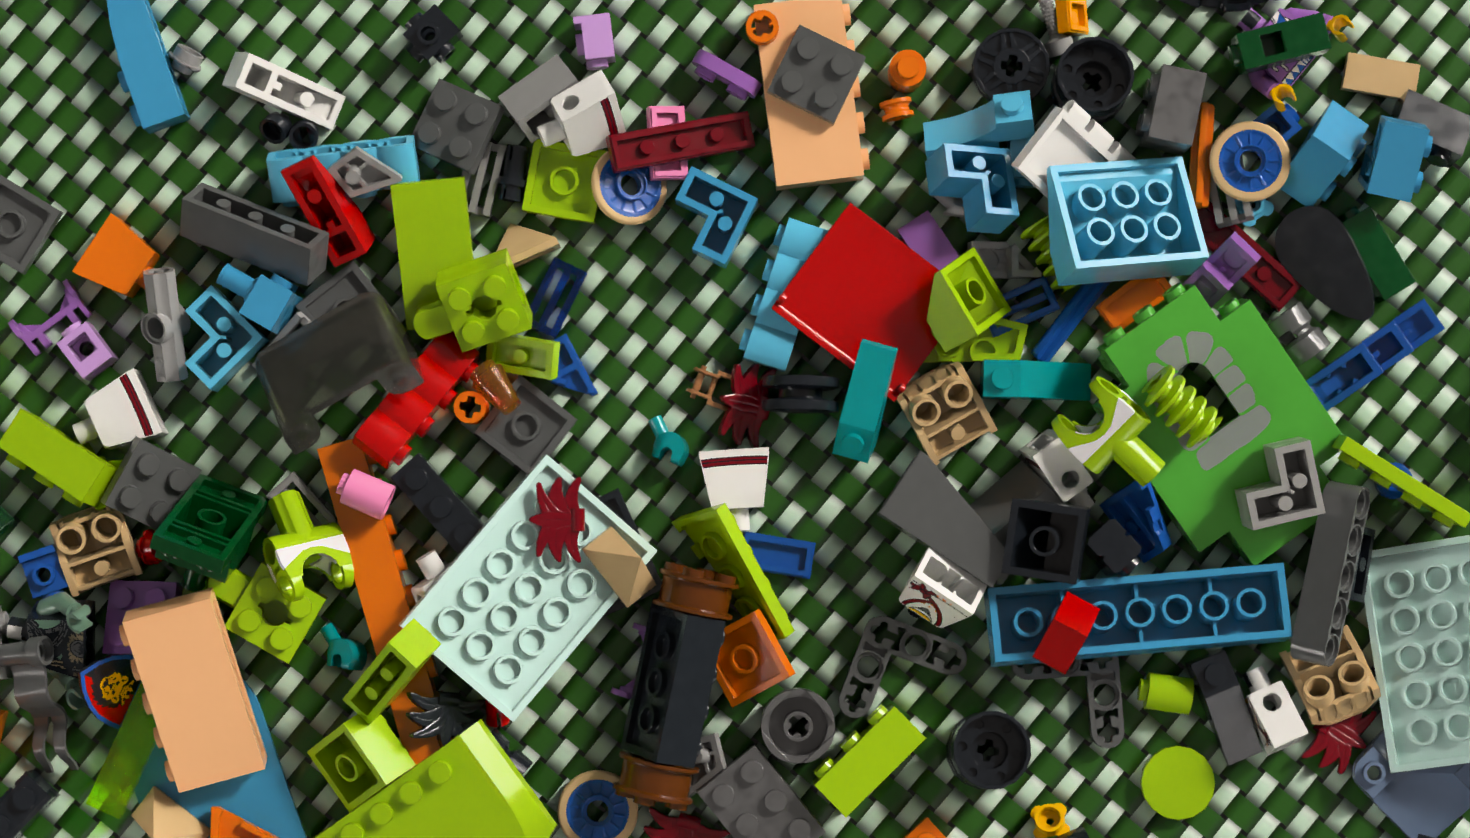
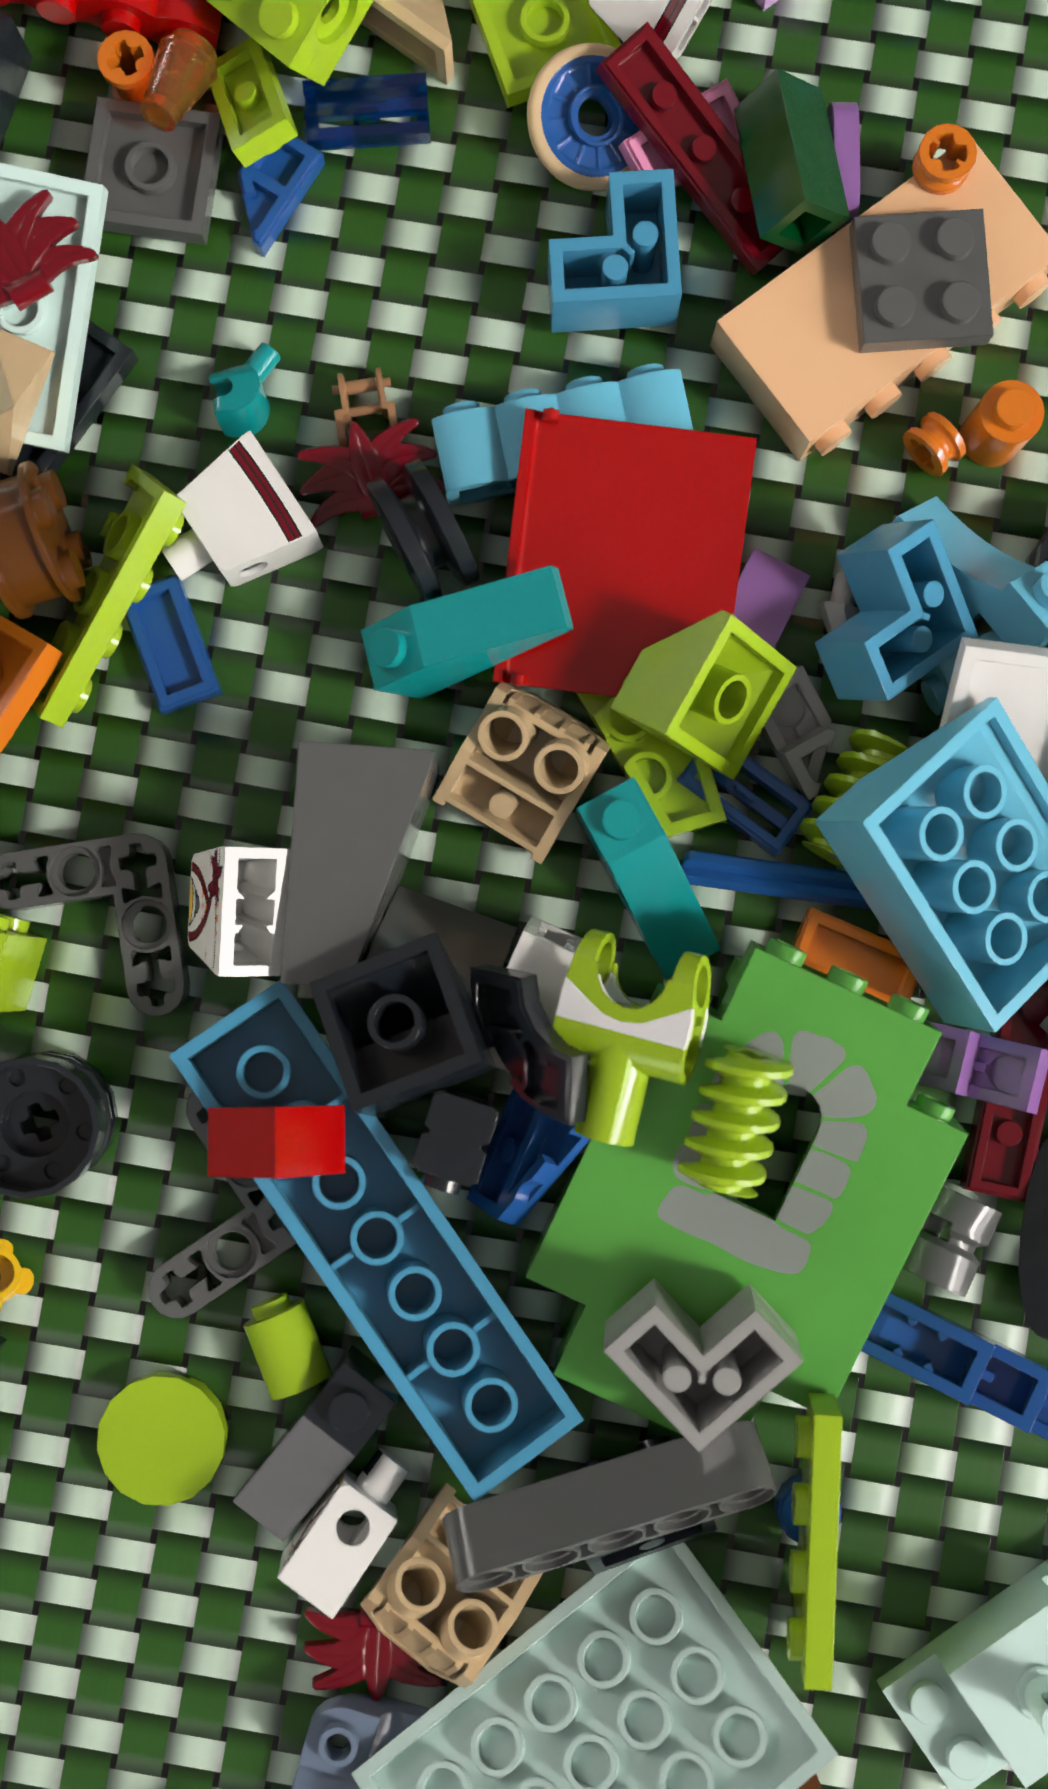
camera: 60 degrees right, 0 degrees up
(716, 102) = (791, 163): none -> dark green brick
(1092, 485) = (542, 1064): none -> black tile

